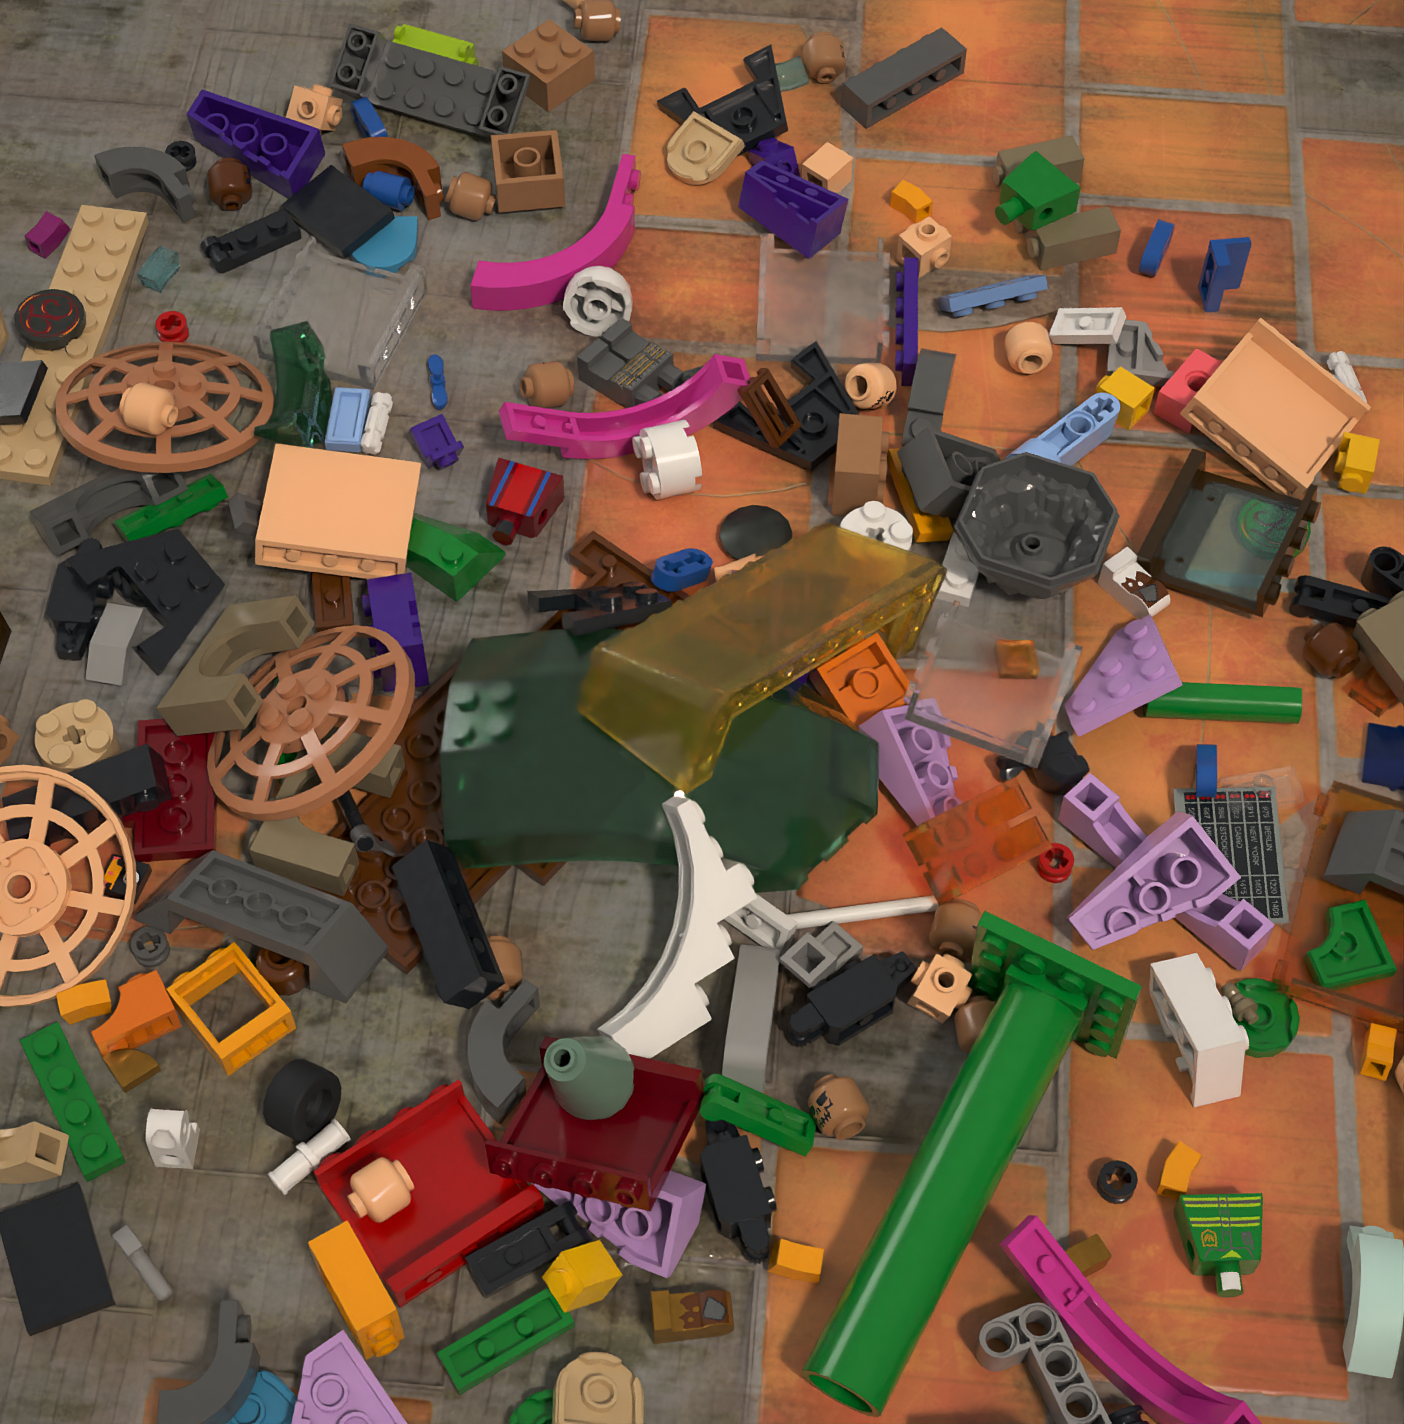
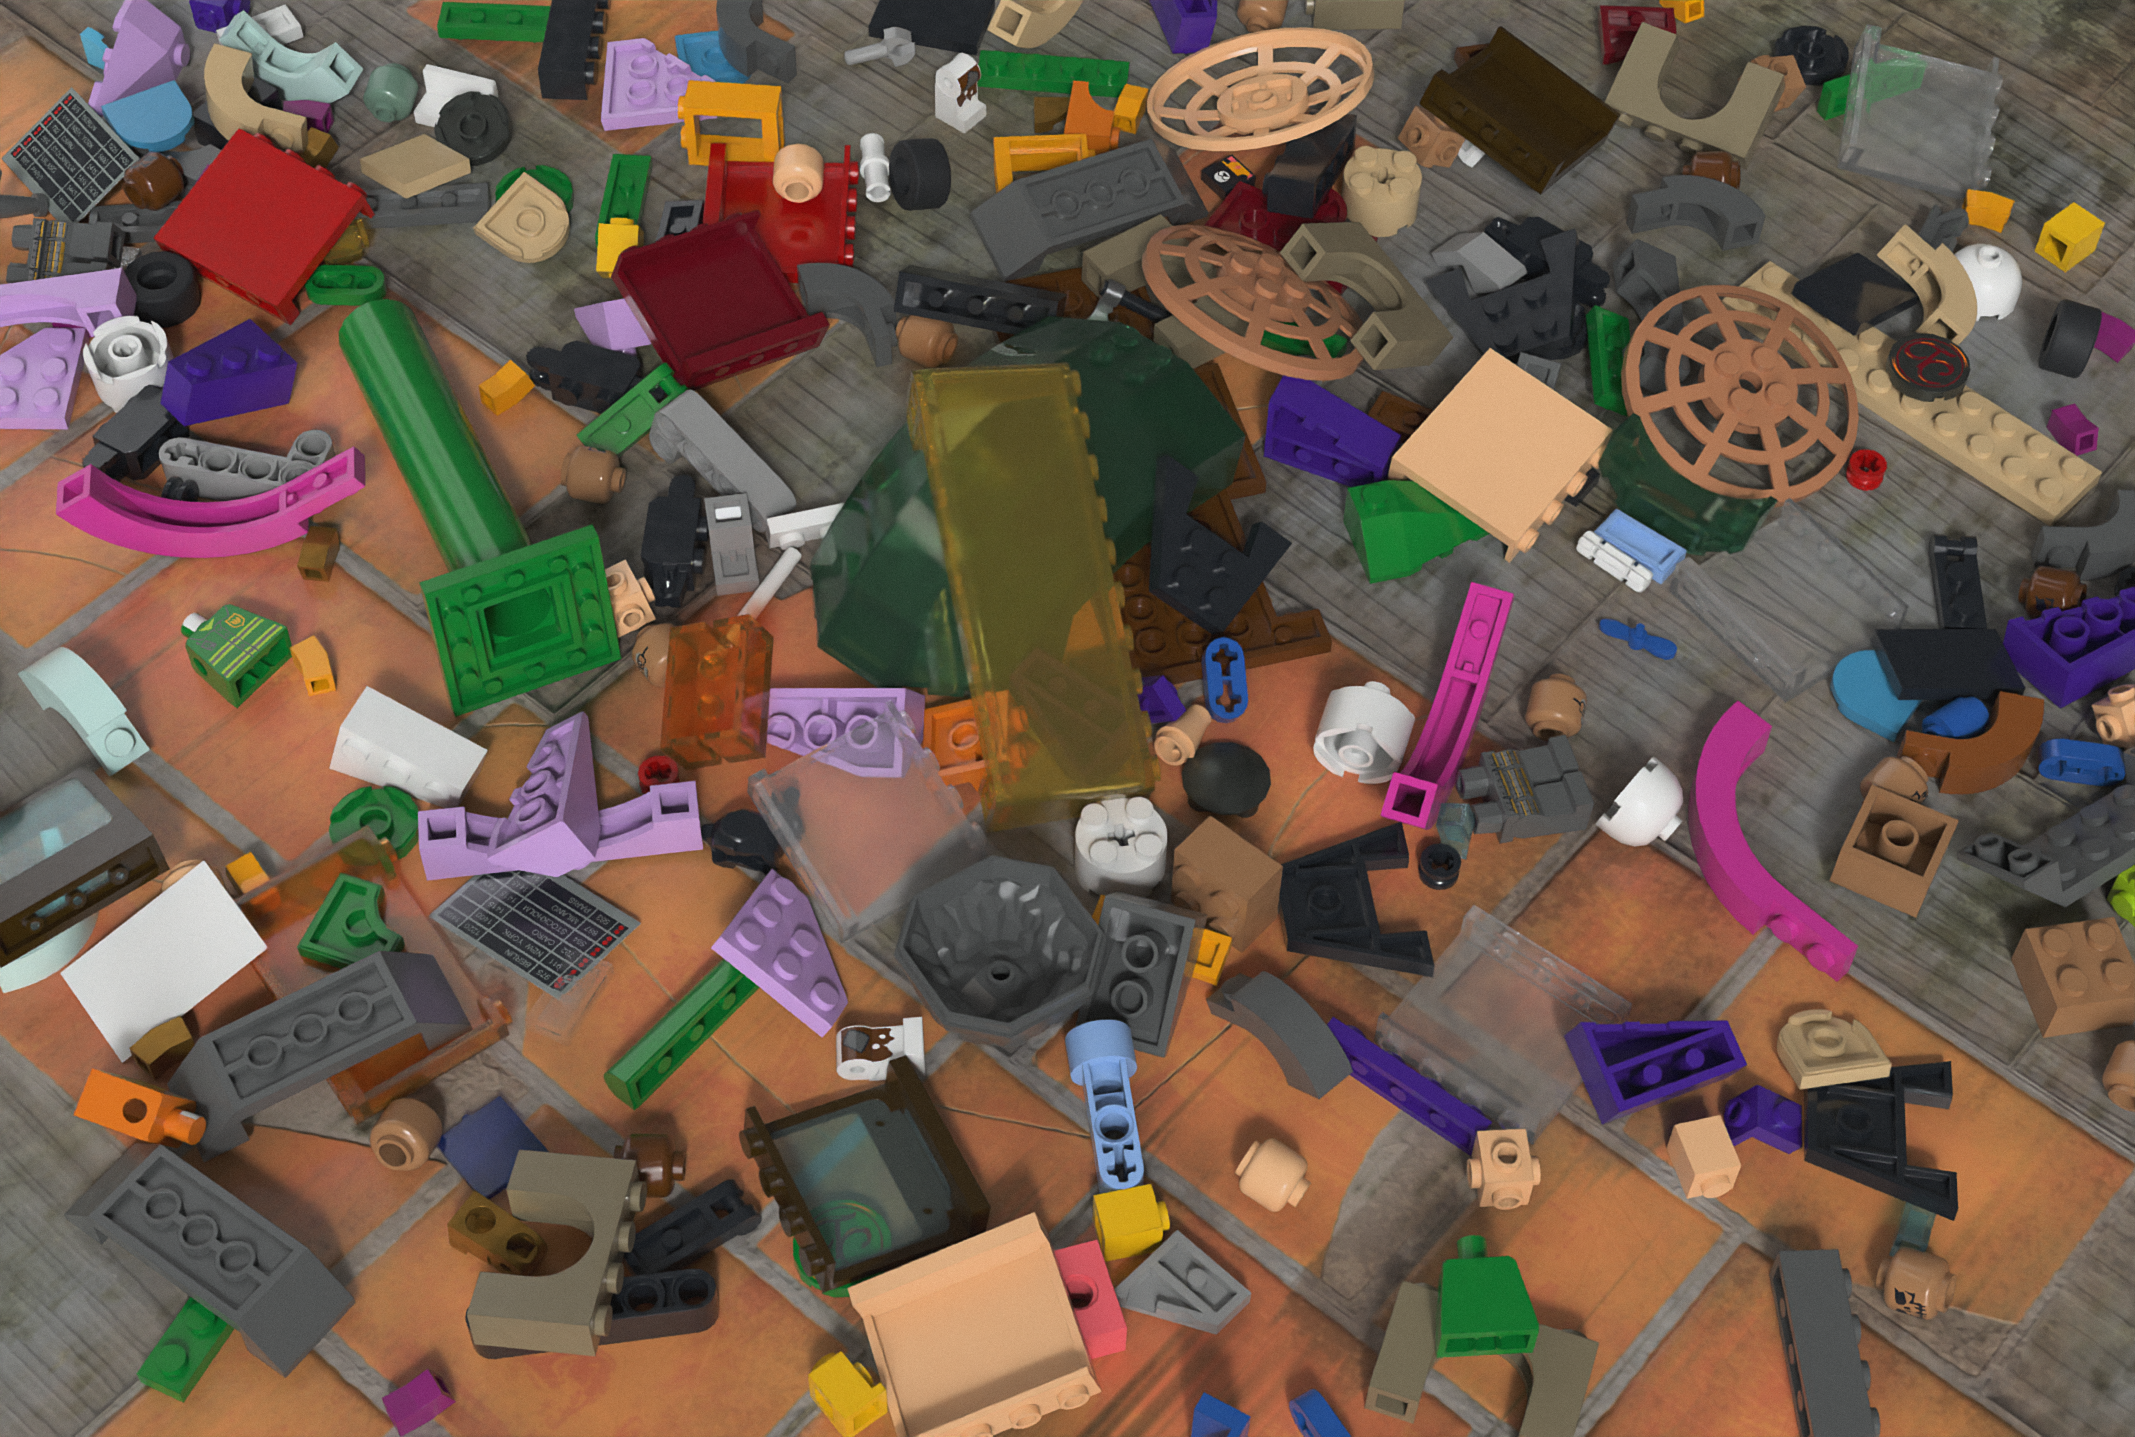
camera: 125 degrees right, 5 degrees down
(148, 408) = (1701, 323): light nougat head -> none
(159, 269) = (1959, 491): clear light blue piece -> none
(436, 442) = (1545, 585): dark purple bracket -> none
(521, 500) = (1416, 609): dark red torso -> none
(590, 1075) = (755, 288): sand green cone -> none
(690, 1315) = (534, 302): pearl gold leg -> none
(708, 892) = (813, 446): white arch -> none
(765, 412) = (1354, 840): reddish brown tile -> none
(870, 385) = (1333, 980): light nougat head -> none
(911, 201) = (1598, 1224): light orange piece -> none
(993, 295) = (1384, 1202): medium blue plate -> none
(1016, 659) = (879, 863): clear orange plate -> none
(1087, 325) = (1255, 1252): white plate -> none
(1107, 1192) = (351, 634): black bush -> none
(1206, 770) = (624, 943): blue beam -> none
(1243, 1007) = (388, 801): dark tan piece -> none

